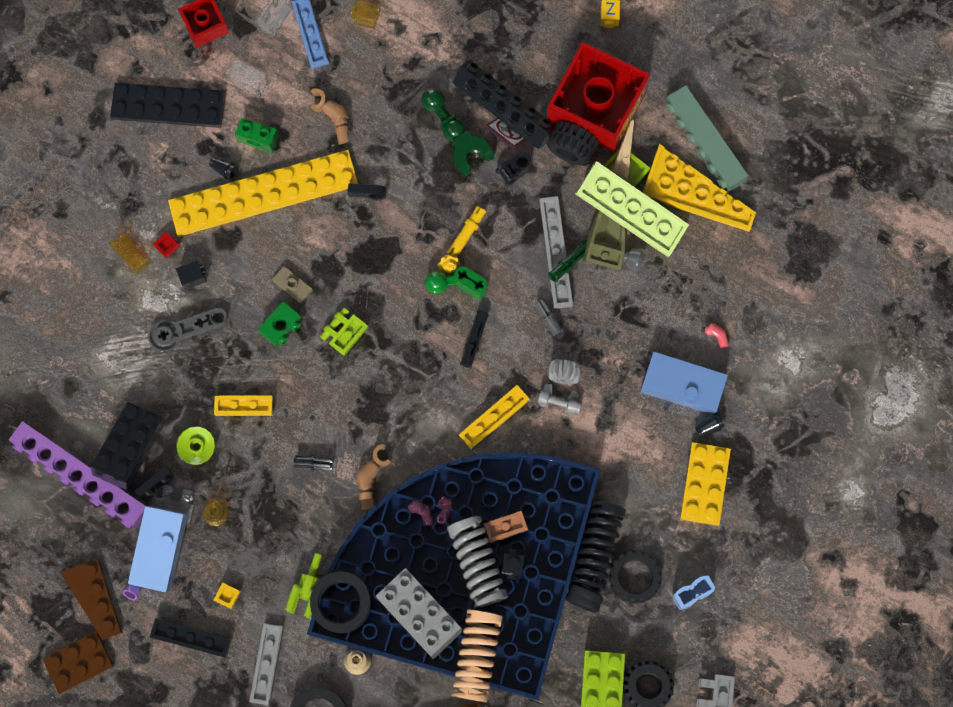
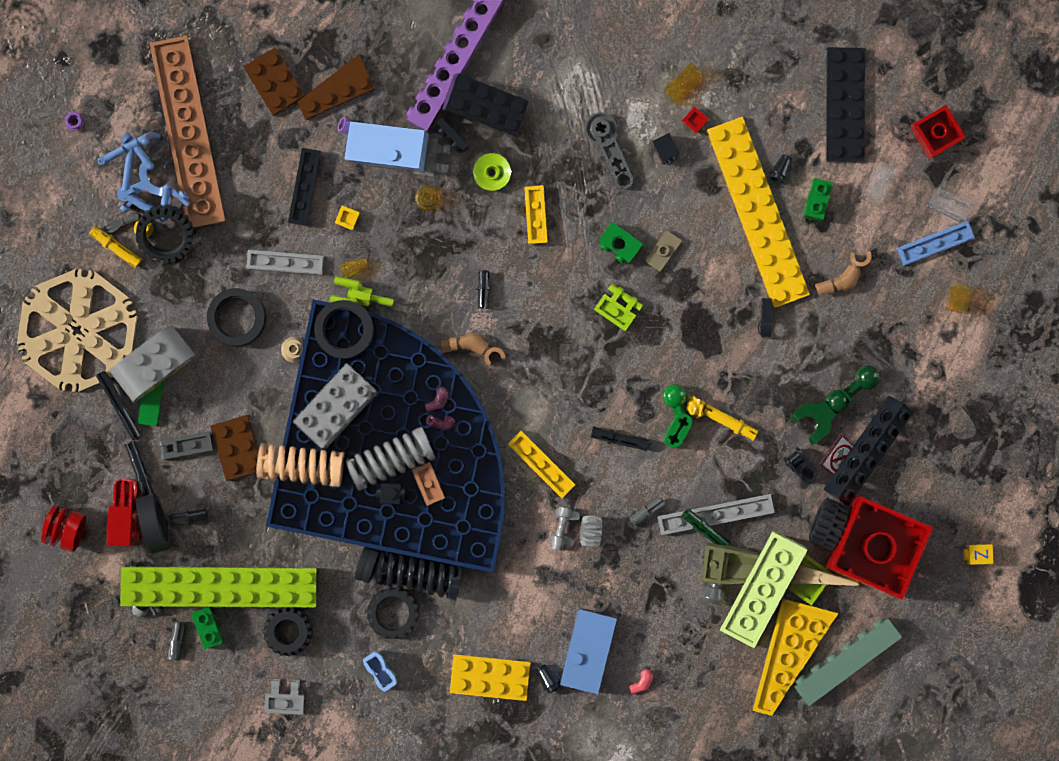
camera: 80 degrees right, 10 degrees up
(278, 593) = (353, 267): none -> clear yellow cone

